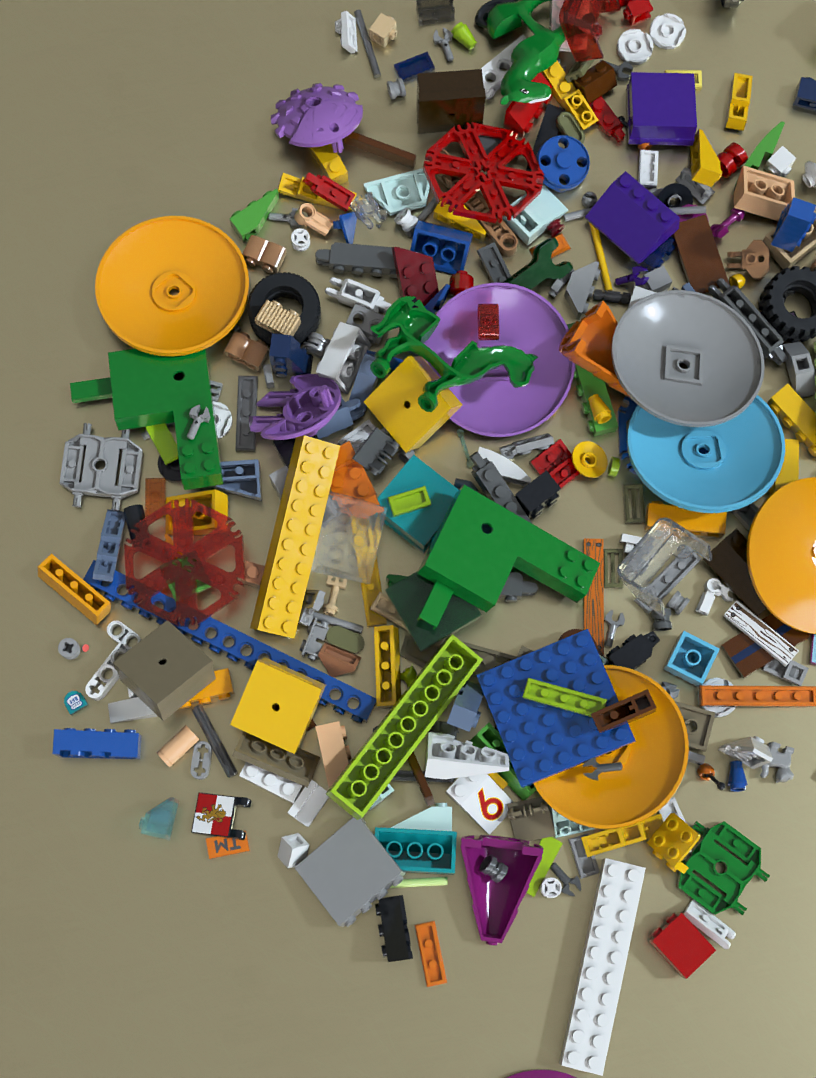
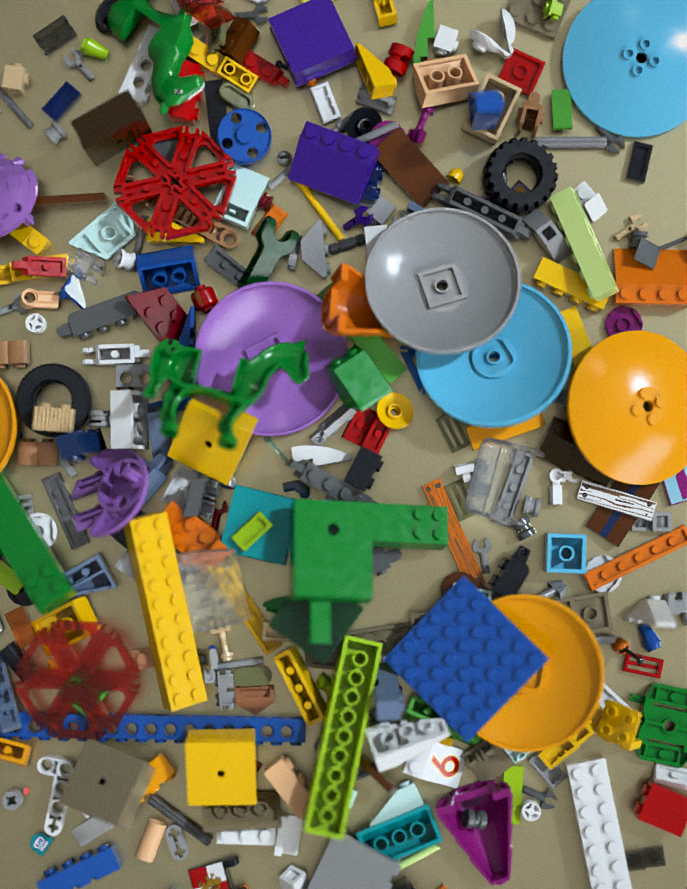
camera: 25 degrees left, 10 degrees up
(205, 417) = (26, 548): light grey bar -> none
(384, 478) = (217, 514): none -> red bar
(488, 322) = (246, 331): clear red beam -> none
(563, 697) = (471, 649): lime tile -> none
(568, 412) = (357, 379): none -> green slope
(599, 409) = (385, 364): yellow cone -> none
(600, 768) = (529, 696): dark grey bar -> none
(613, 467) = (419, 406): lime tile -> none
(624, 711) = (528, 641): reddish brown slope -> none
(641, 988) = (645, 857): none -> clear smoke slope
(705, 791) = (626, 661): none -> red tile
(751, 258) = (458, 150): medium nougat hinge -> none

